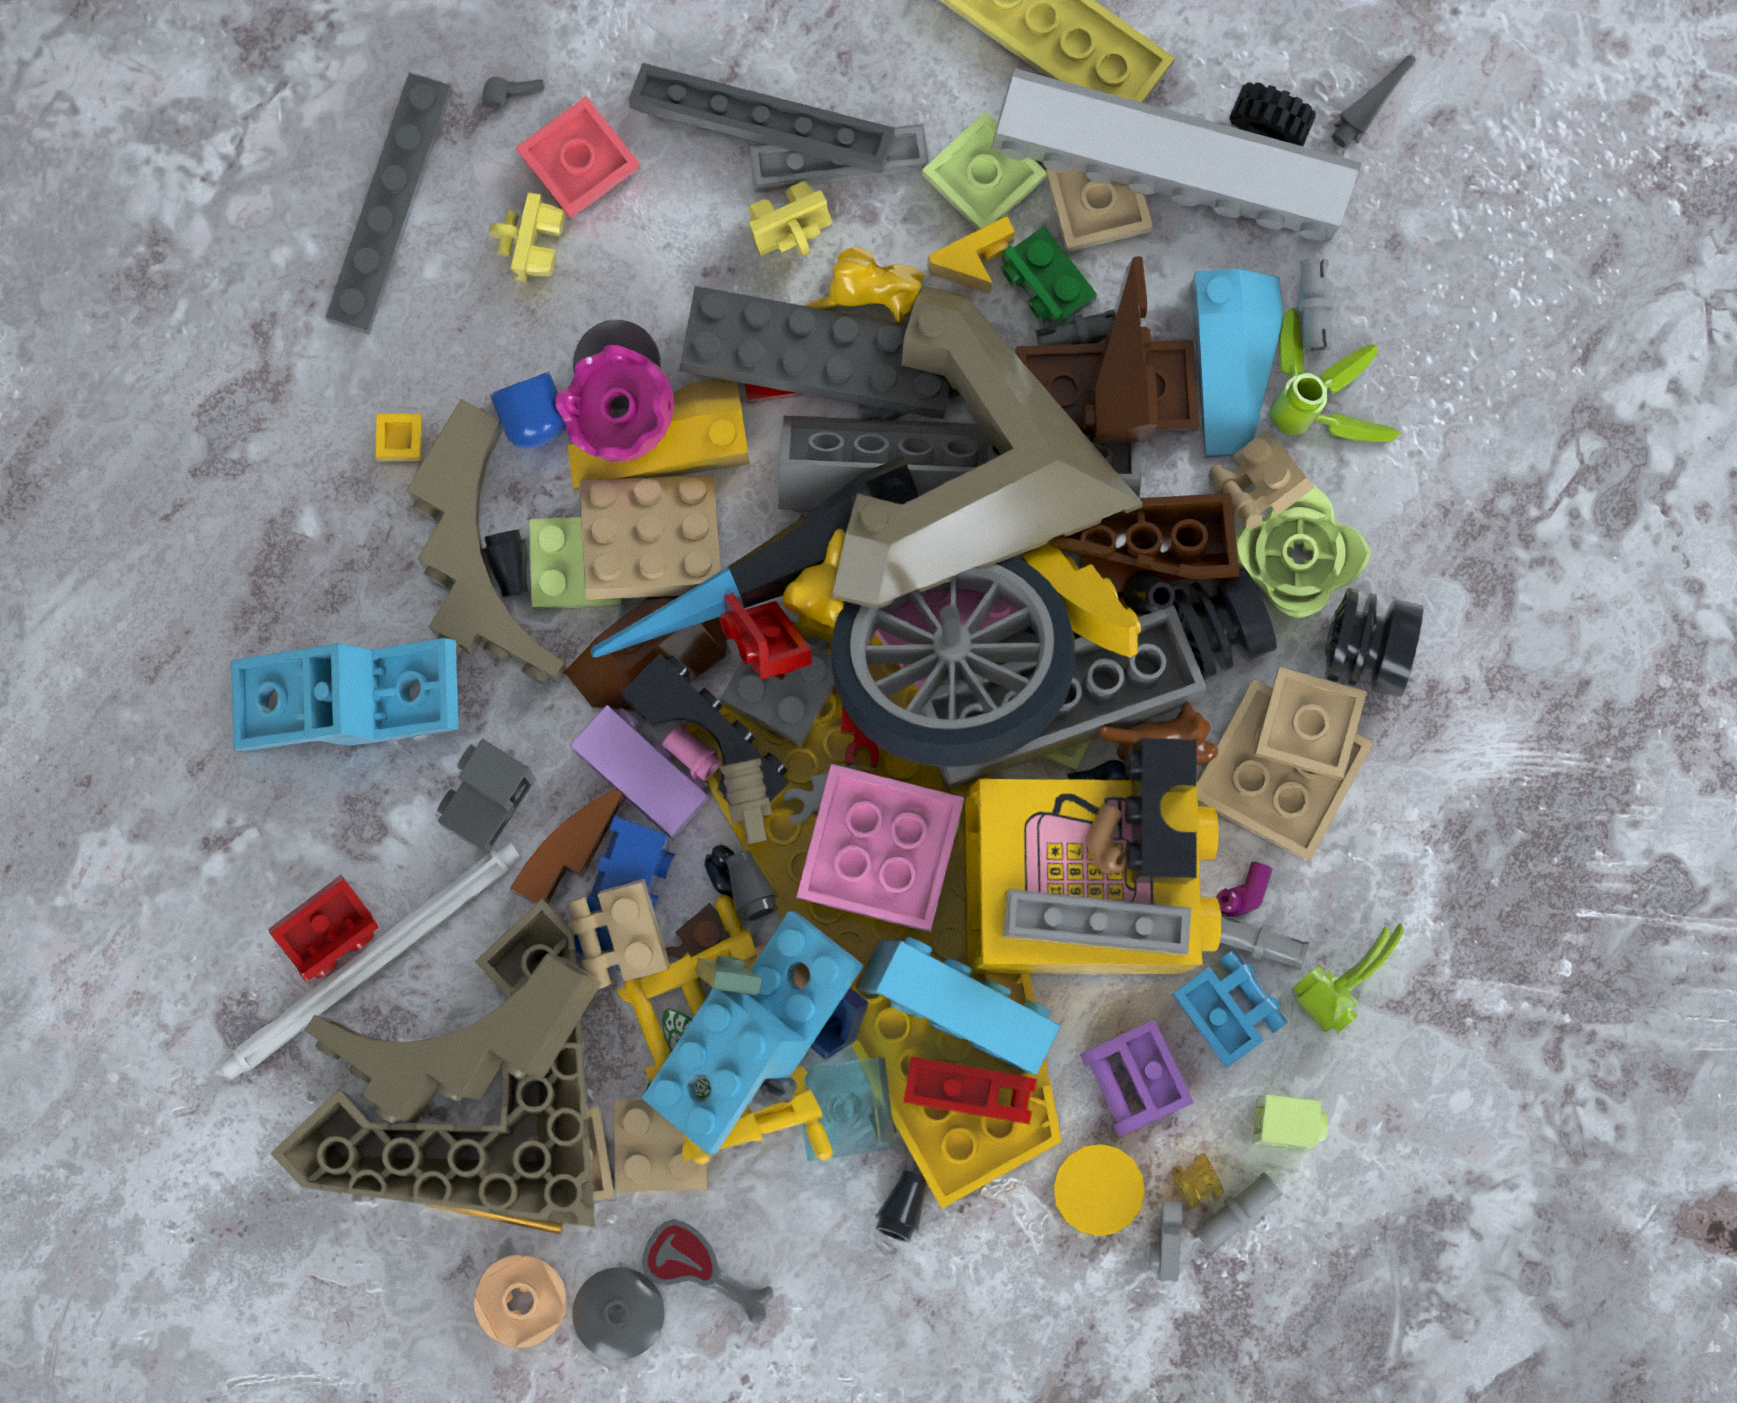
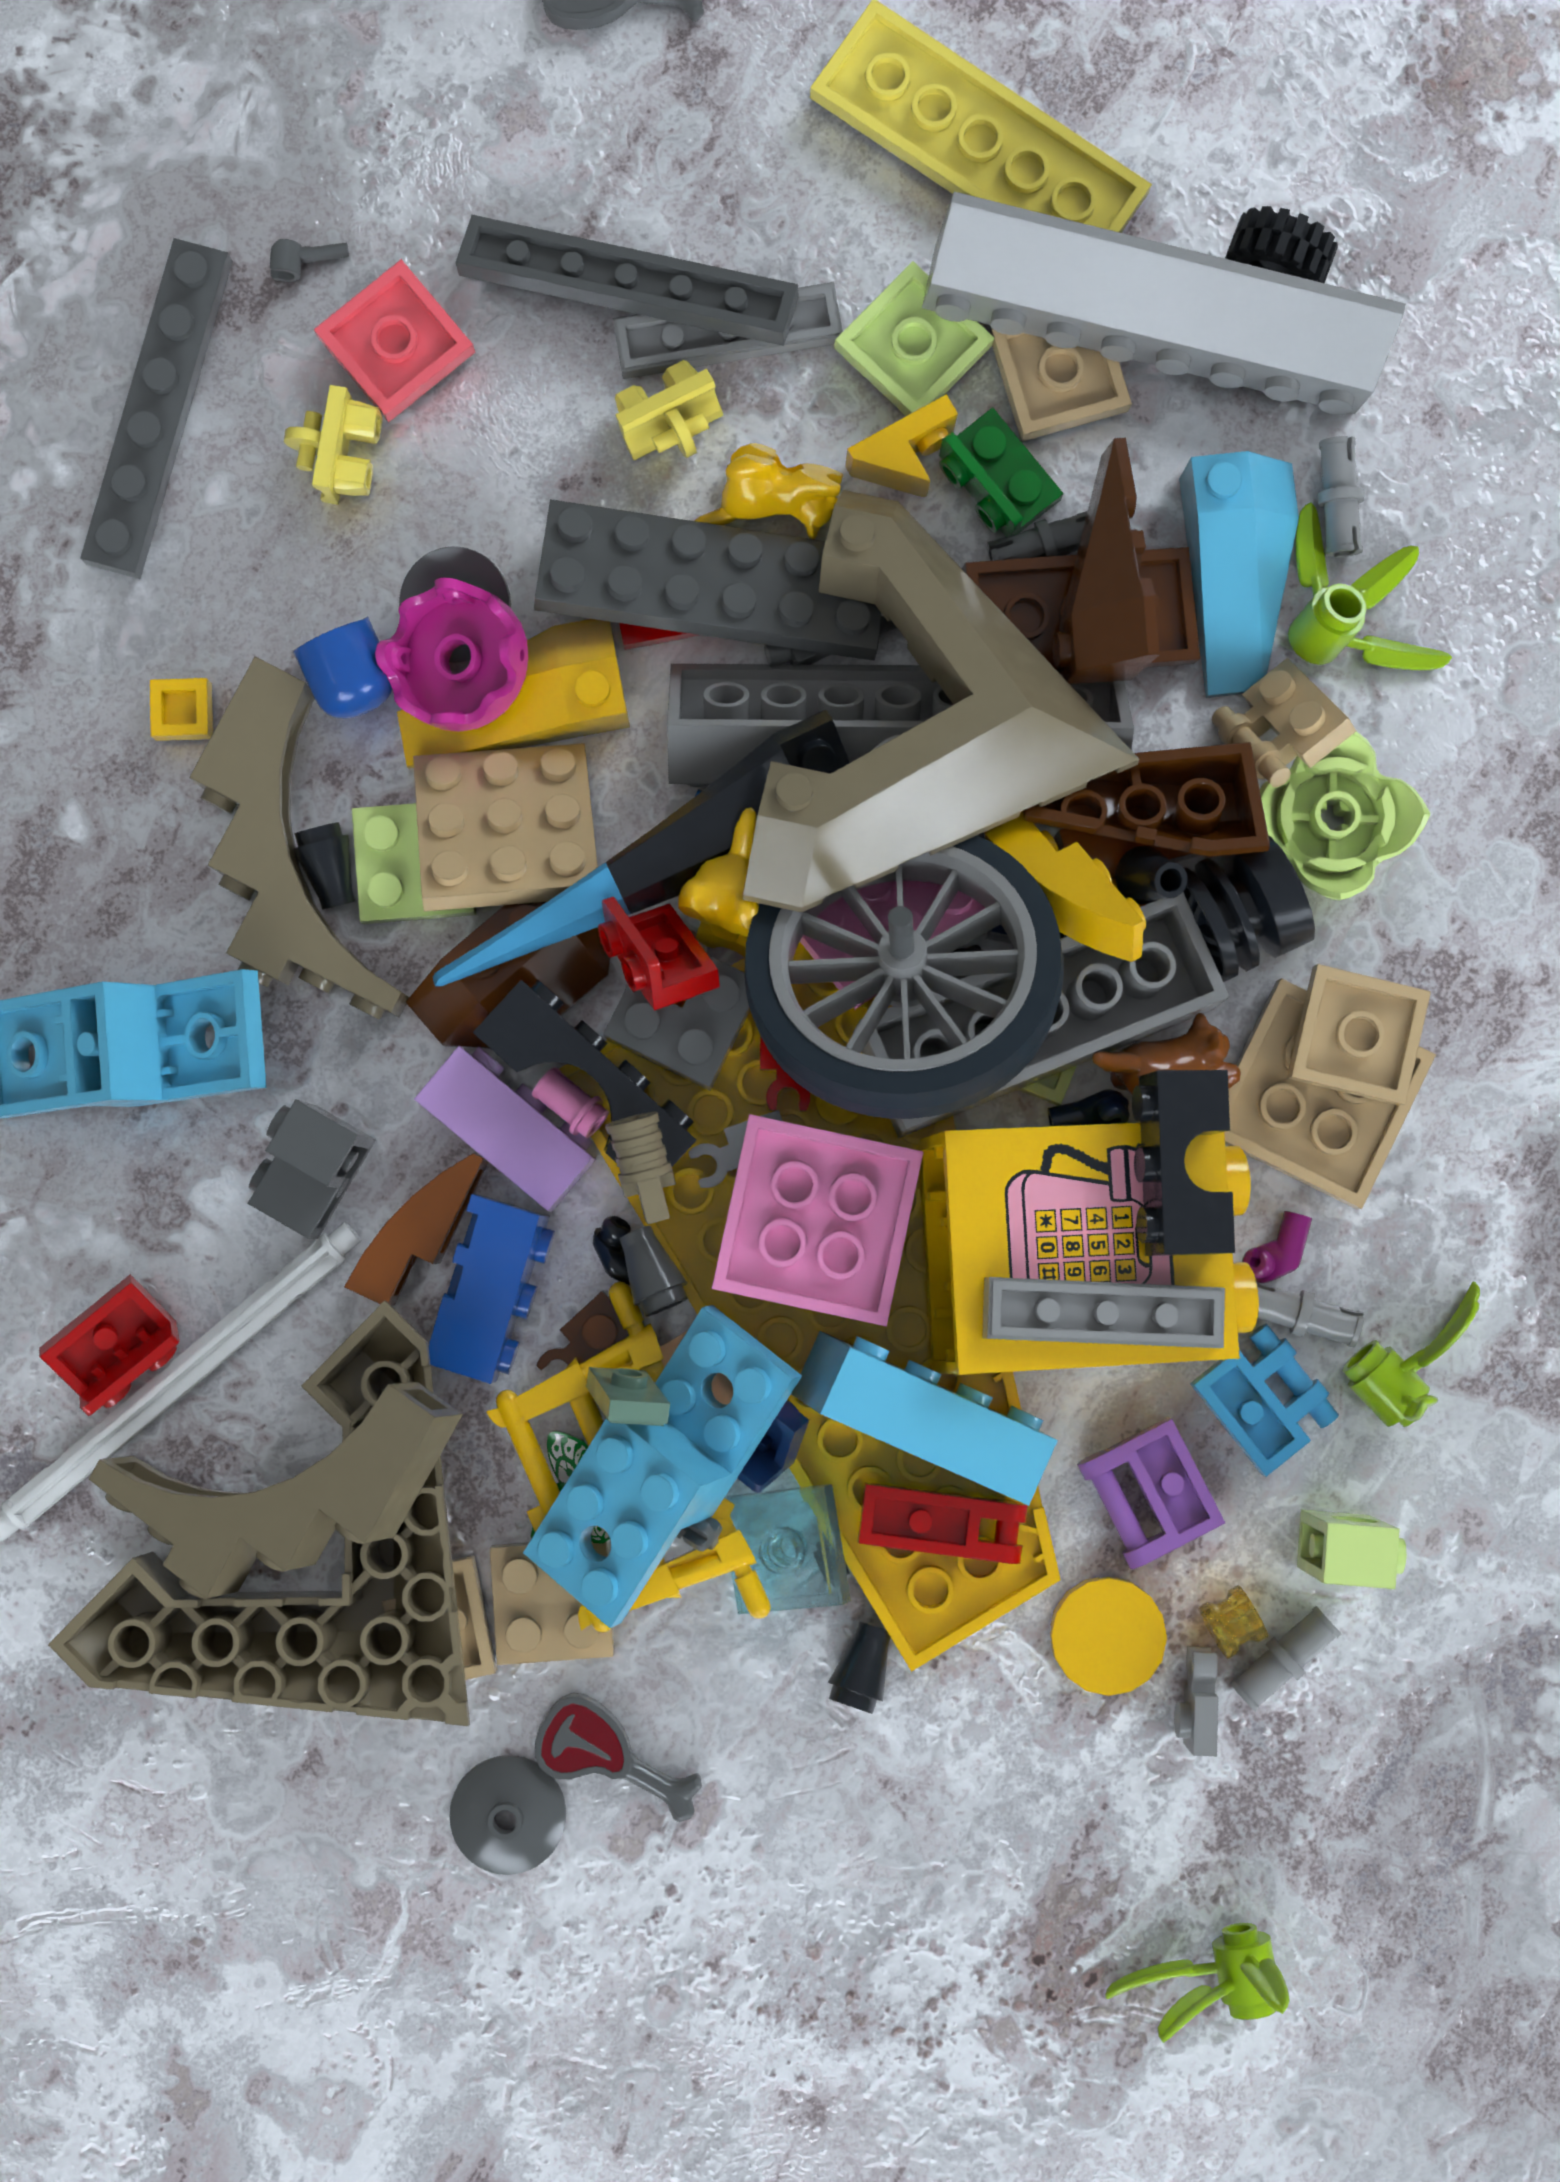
camera: 10 degrees left, 5 degrees up
(495, 1293) = (374, 1841): light nougat plate -> none
(631, 928) = (501, 1337): tan plate -> none
(1101, 844) = (1105, 1208): medium nougat arm -> none
(1359, 116) = (1389, 250): dark grey piece -> none
(1373, 642) = (1447, 930): black wheel -> none

